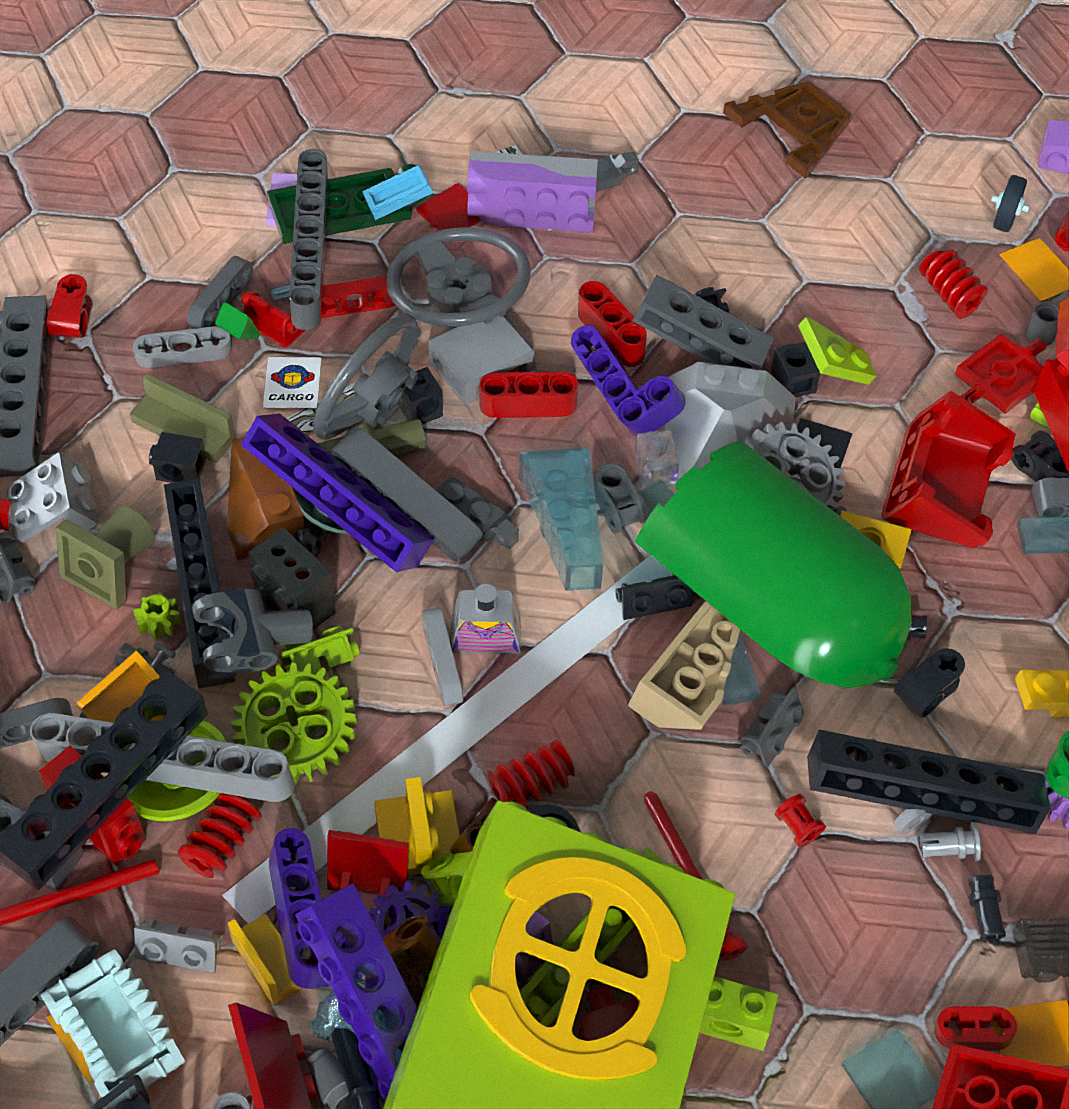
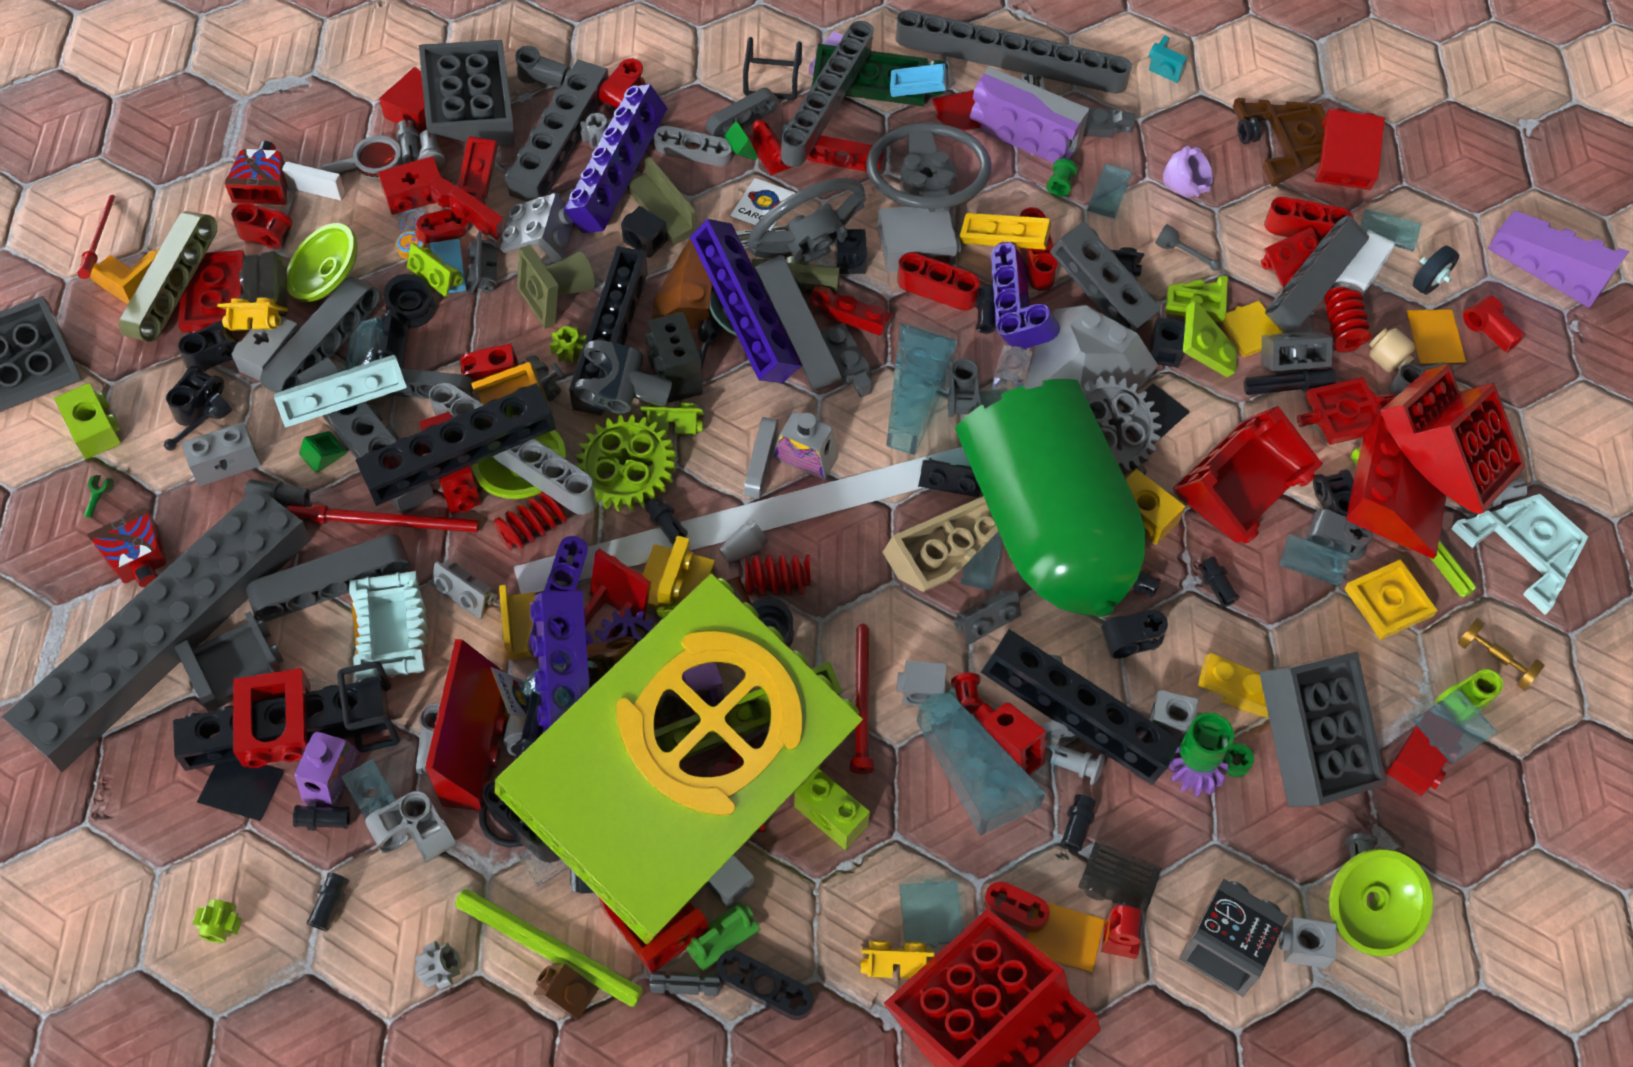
camera: 25 degrees right, 5 degrees up
(65, 367) = (593, 128): none -> light grey gear
(76, 674) = (488, 361): none -> red leg
(105, 392) = (615, 159): none -> dark purple brick
(253, 216) = (795, 64): none -> black piece
(317, 1047) = (509, 687): none -> white sticker
(367, 765) = (663, 516): none -> black pin
(452, 460) = (850, 311): none -> red hinge
(473, 131) = (1013, 51): none -> dark grey beam
(473, 757) = (743, 542): none -> light grey cone
(564, 317) = (994, 229): none -> yellow hinge
(593, 403) = (986, 310): none -> black pin
(595, 238) = (1062, 175): none -> green bush
(636, 90) = (1166, 61): none -> teal bracket
(649, 239) = (1109, 191): none -> clear light blue tile
(721, 193) = (1188, 173): none -> lavender hair
(737, 265) = (1170, 238): none -> dark grey hinge
(749, 829) = (921, 682): none -> light grey brick
(754, 130) = (1249, 130): none -> black bush
(784, 319) = (1210, 296): none -> lime wing
(852, 893) = (978, 768): none -> clear light blue wedge
(861, 199) = (1292, 216): none -> red beam
(865, 114) = (1350, 149): none -> red panel
(865, 326) = (1246, 327): none -> yellow piece
(875, 244) = (1289, 254): none -> red hinge
(875, 847) = (1015, 734): none -> red torso
(903, 249) = (1317, 275): none -> dark grey beam
(926, 331) = (1296, 351): none -> dark grey brick
(938, 221) = (1366, 263): none -> white beam
(939, 181) = (1398, 230): none -> clear light blue tile
(945, 359) = (1289, 381): none -> black axle
(976, 591) = (1216, 578): none -> black pin
(1012, 297) = (1391, 349): none -> tan head
(1027, 738) = (1168, 703): none -> light grey brick

